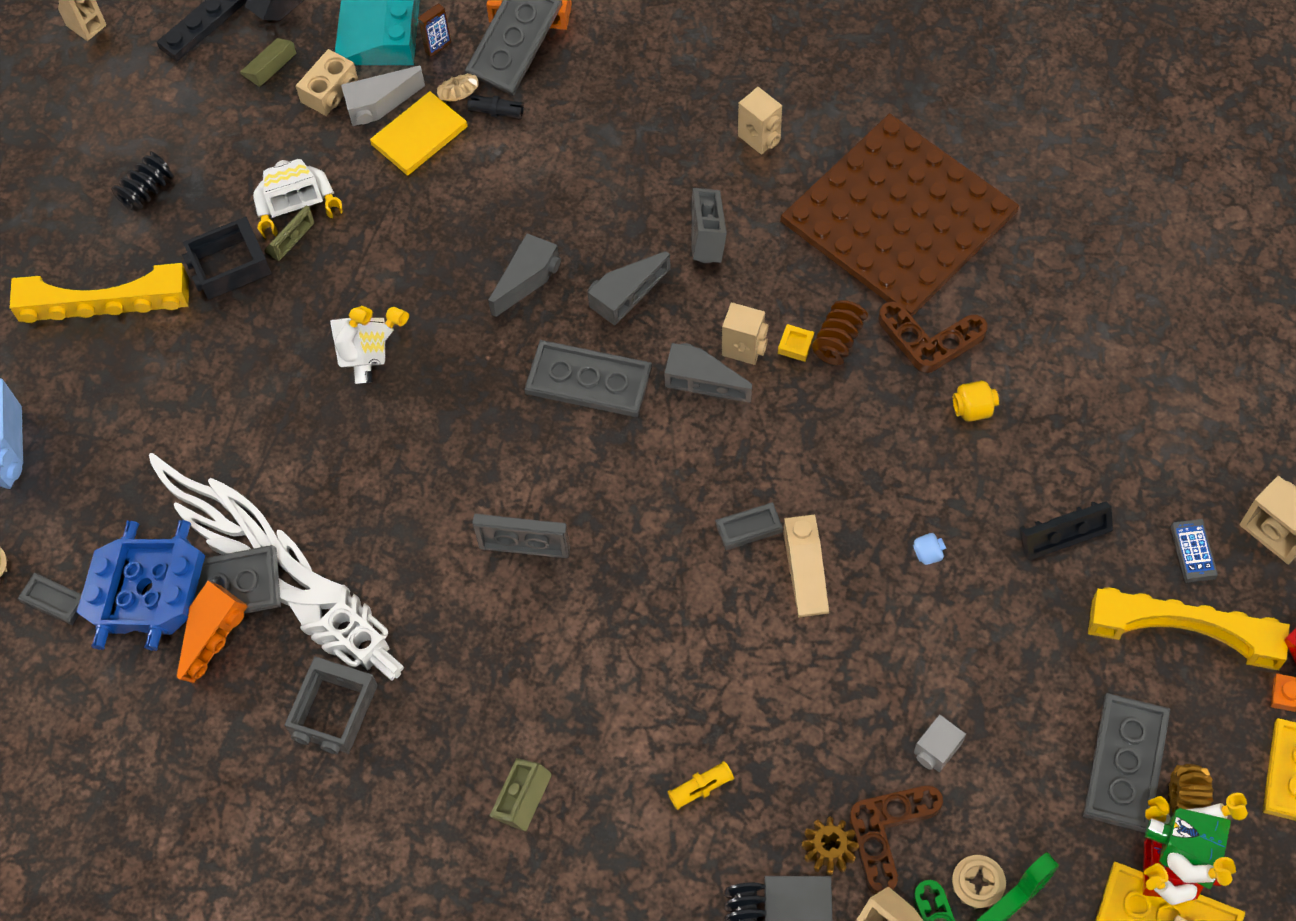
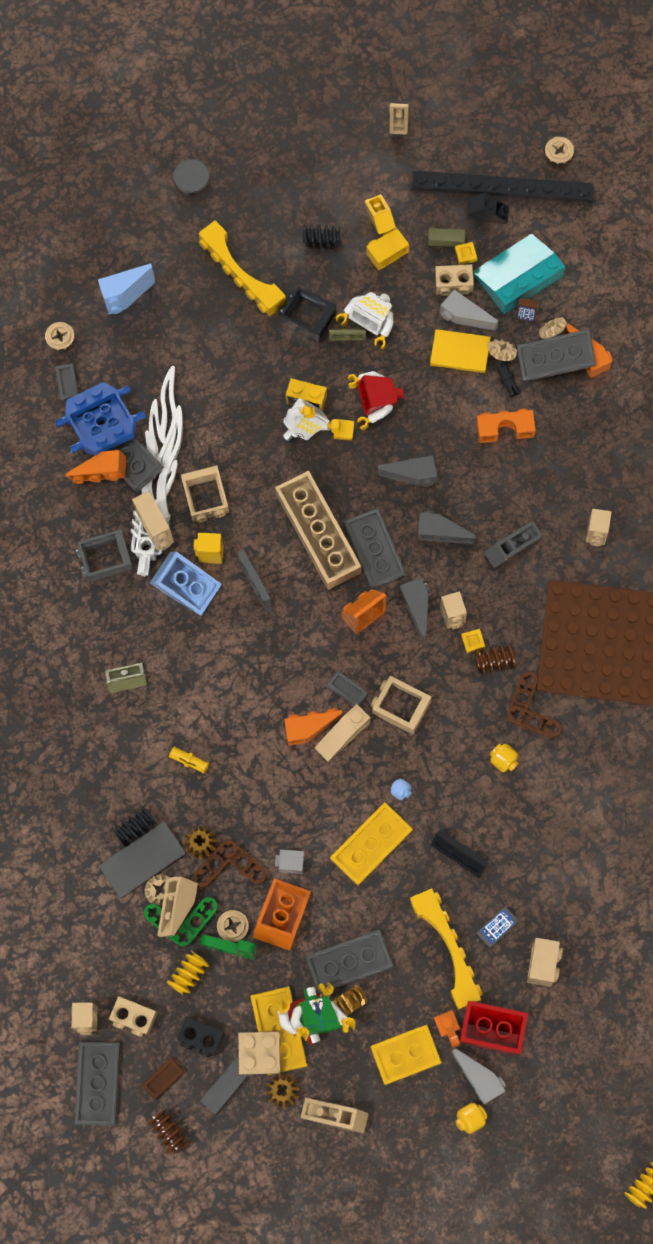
camera: 55 degrees right, 10 degrees up
(178, 100) = (380, 214): none -> yellow brick
(225, 125) = (387, 249): none -> yellow brick
(306, 52) = (465, 253): none -> yellow plate
(315, 326) = (309, 392): none -> yellow brick
(328, 510) = (202, 476): none -> tan window
(342, 600) = (153, 521): none -> tan window
(397, 247) = (376, 395): none -> red torso
(416, 314) = (347, 430): none -> yellow tile
(432, 562) = (209, 548): none -> yellow brick
(451, 627) = (185, 583): none -> light blue slope
(477, 21) = (553, 328): none -> tan gear
(514, 420) = (318, 530): none -> tan brick
(561, 124) = (521, 422): none -> orange arch
(662, 431) = (364, 610): none -> orange slope
(765, 609) = (305, 728): none -> orange slope
(854, 475) = (418, 714): none -> tan window
(980, 631) = (371, 844): none -> yellow tile
(1007, 804) = (281, 914): none -> orange slope

